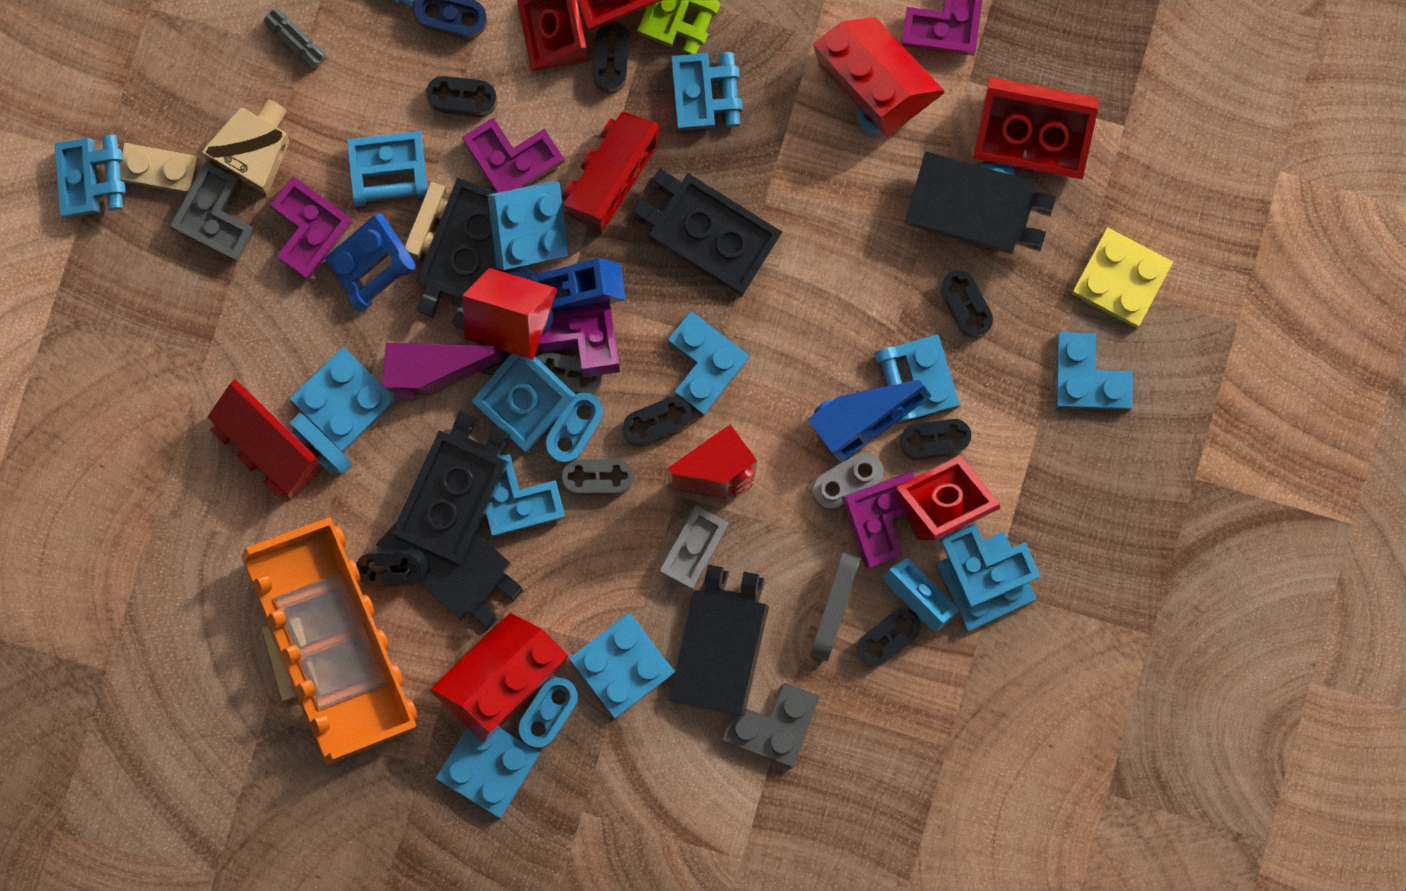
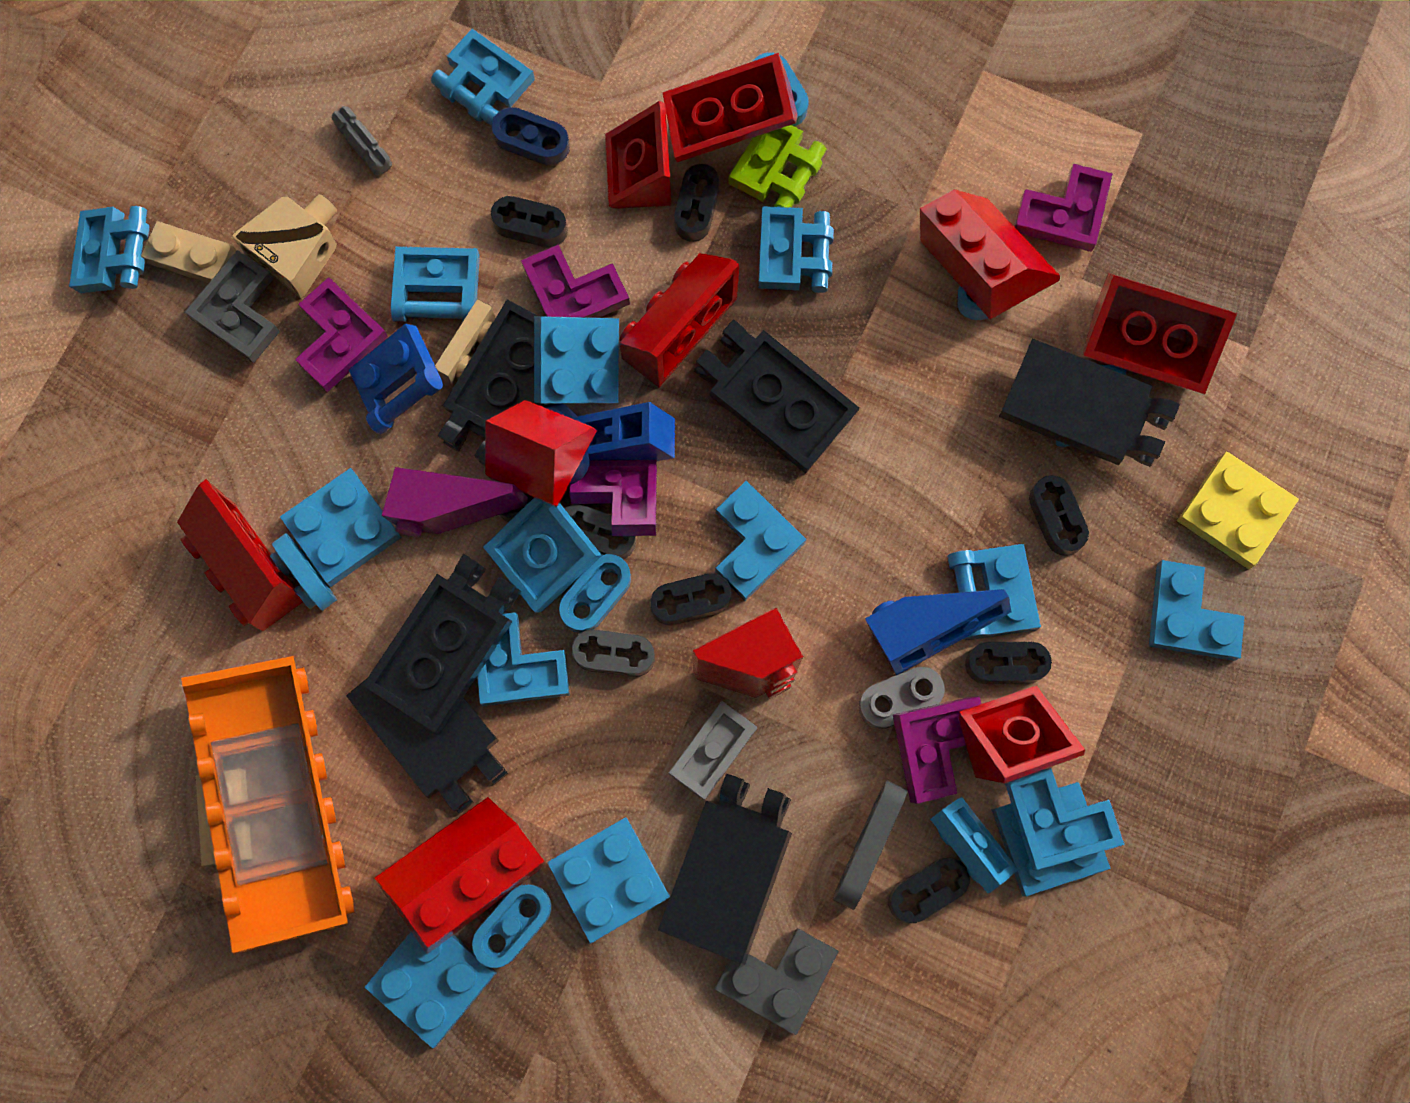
camera: 10 degrees right, 5 degrees down
(391, 559) = (357, 734): black beam -> none

